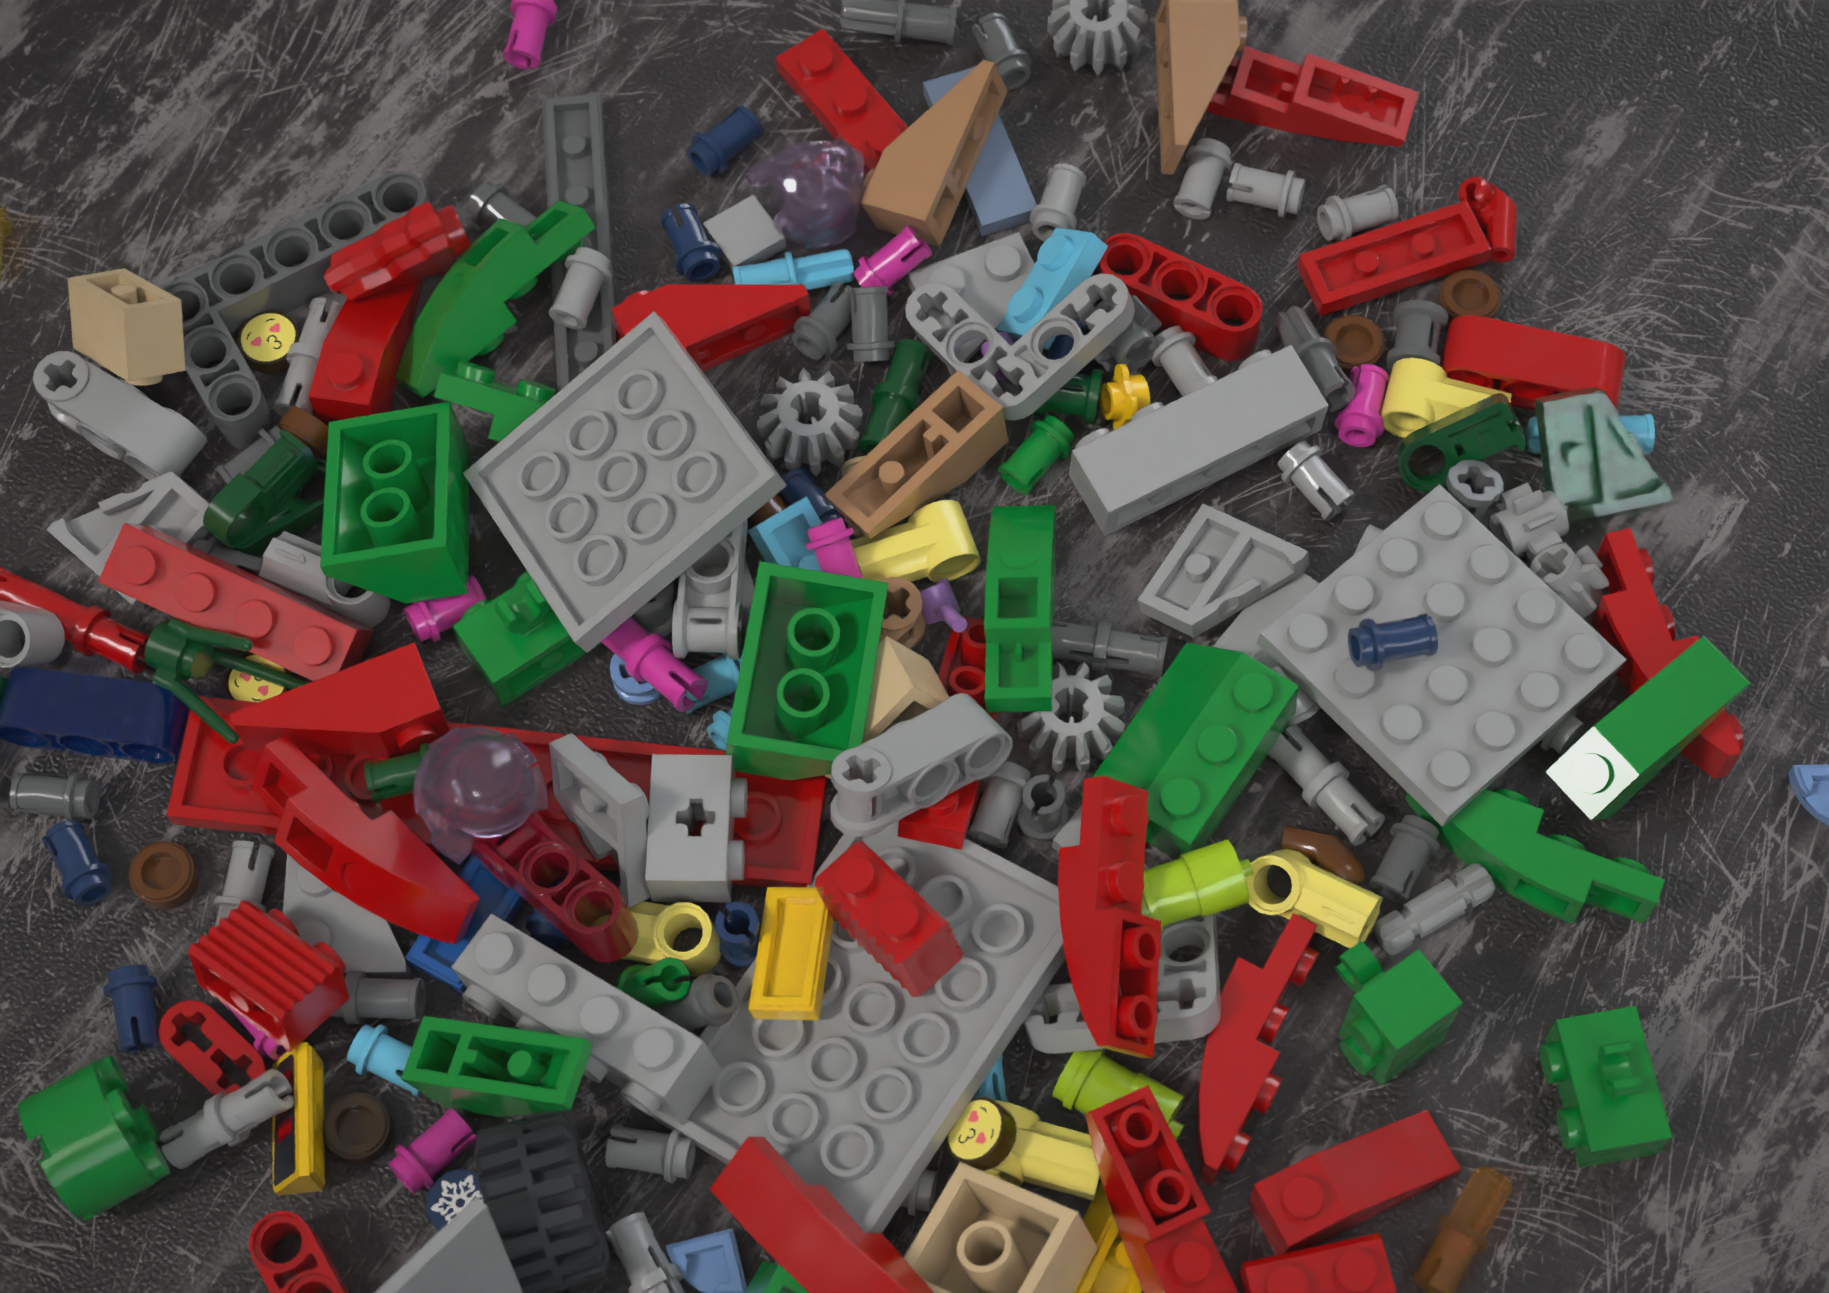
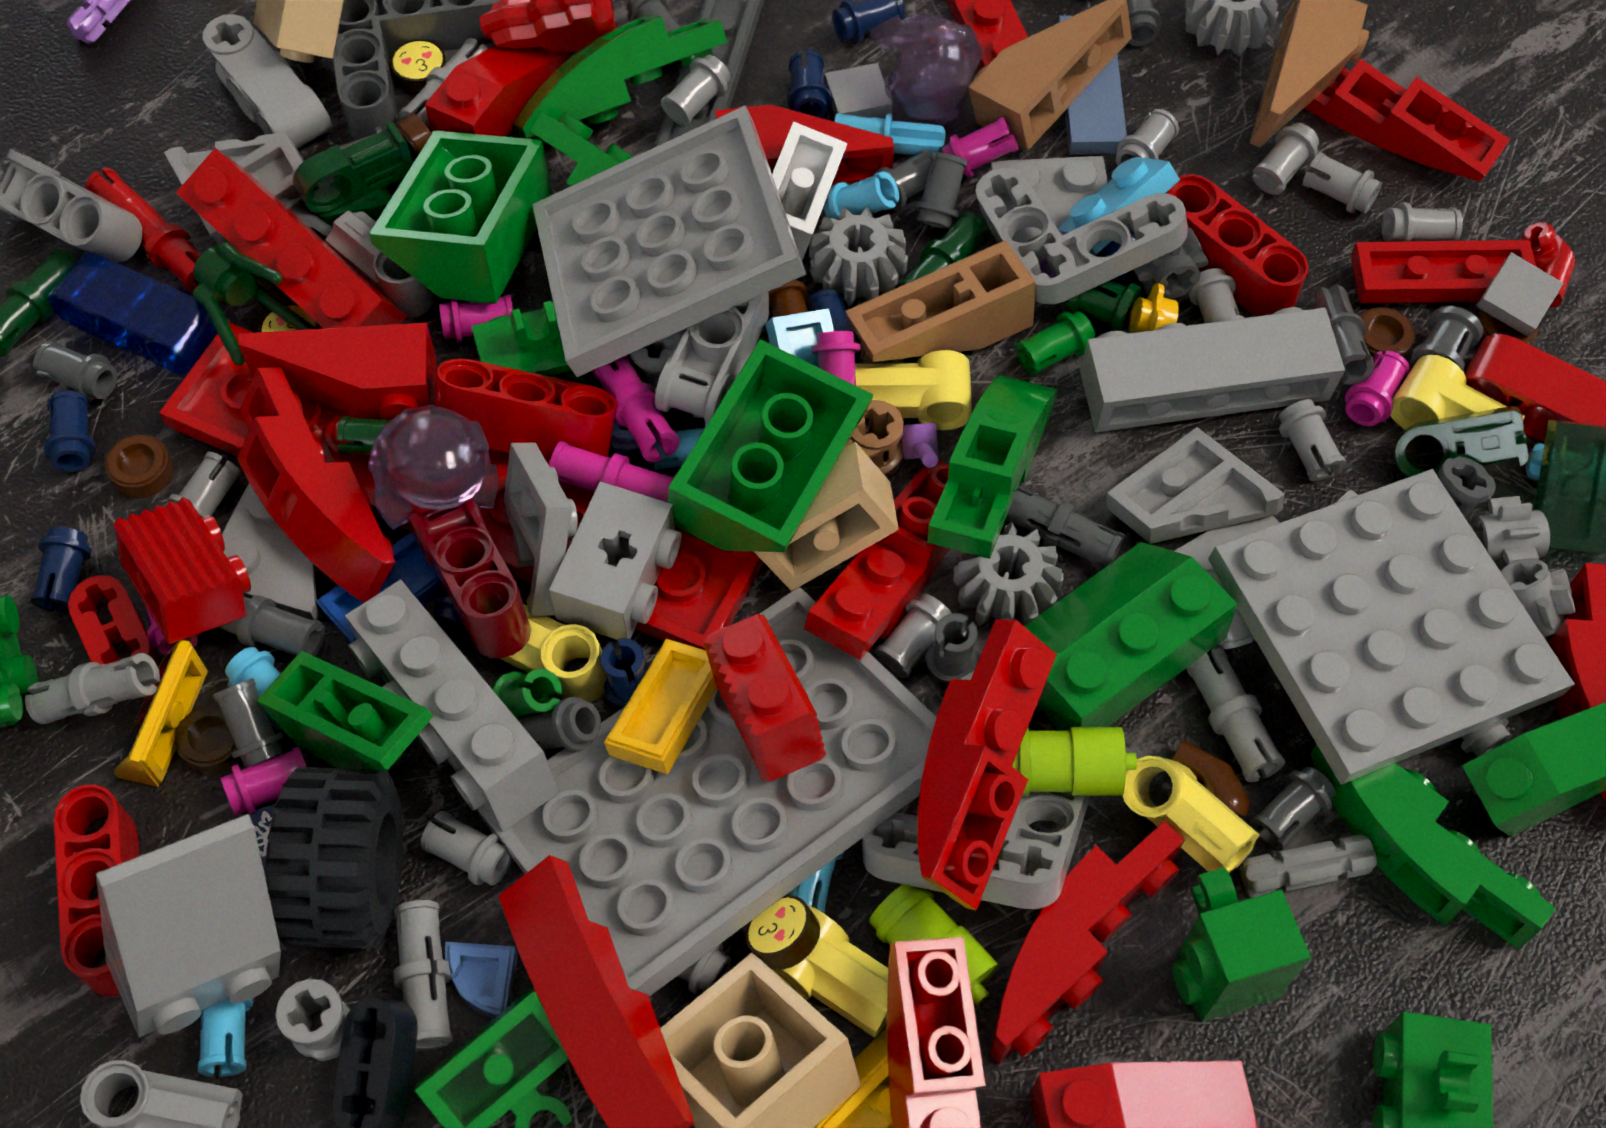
camera: 15 degrees right, 5 degrees down
(394, 1102) = (248, 723): none -> dark grey pin
(547, 698) = (526, 406): none -> red beam
(640, 740) = (587, 469): none -> dark pink pin
(732, 360) = (805, 177): none -> white slope
(788, 359) = (877, 192): none -> medium azure pin
(915, 765) = (839, 563): light grey piece -> none
(1392, 641) = (1330, 586): dark blue pin -> none
(1472, 266) = (1519, 294): none -> light grey tile

